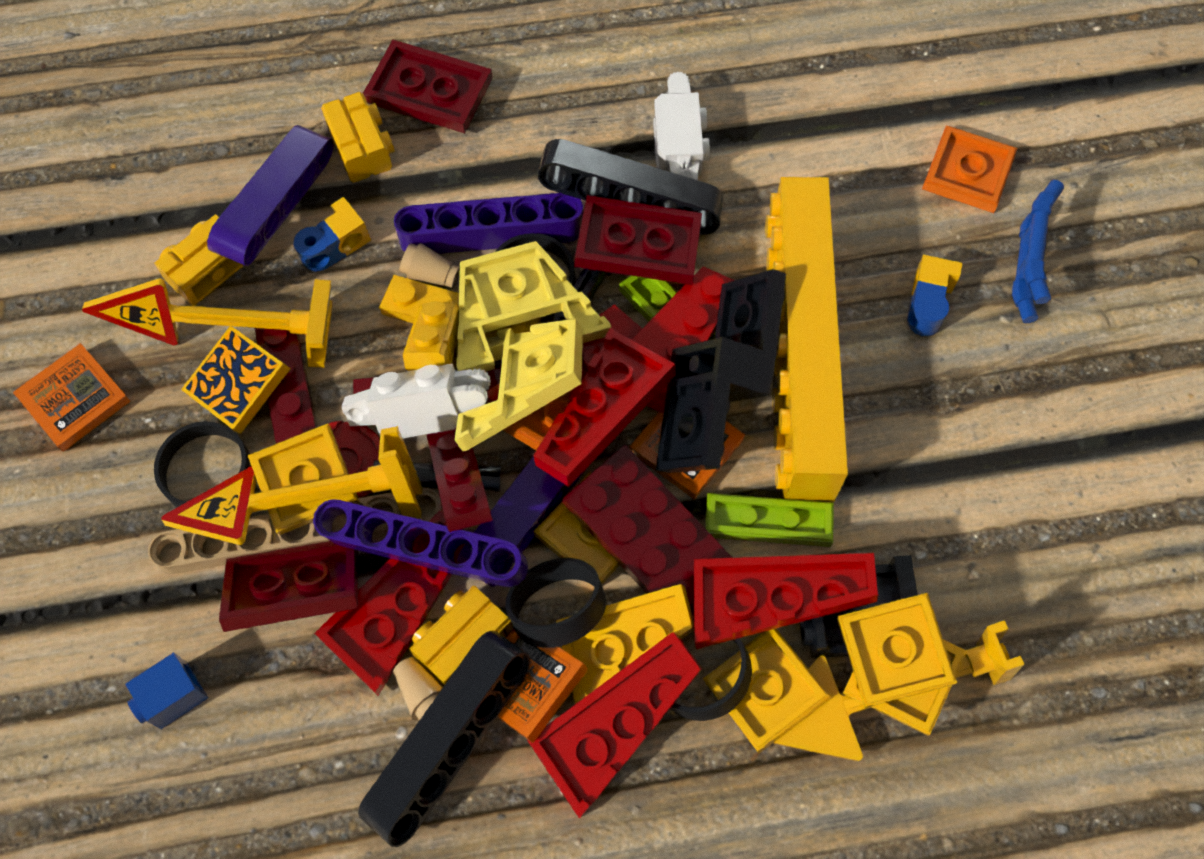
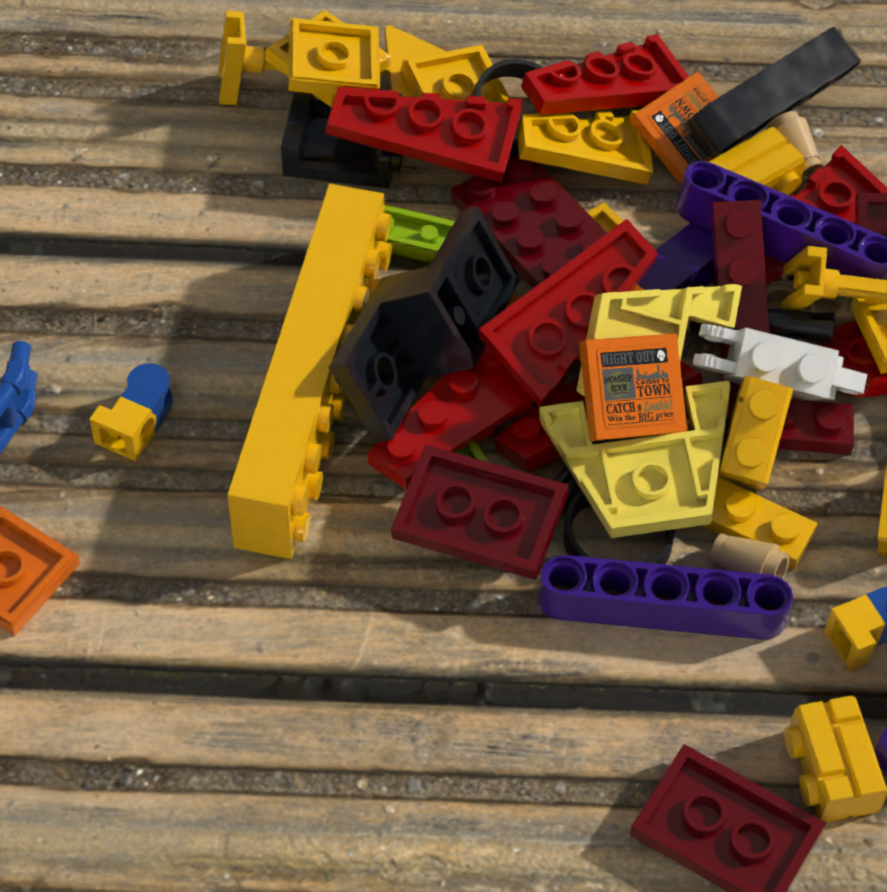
camera: 170 degrees left, 10 degrees down
(536, 332) = (633, 386): none -> orange tile
(568, 629) = (608, 191): black tyre -> none
(588, 171) = (474, 584): black beam -> none
(679, 129) = (383, 676): white hinge -> none

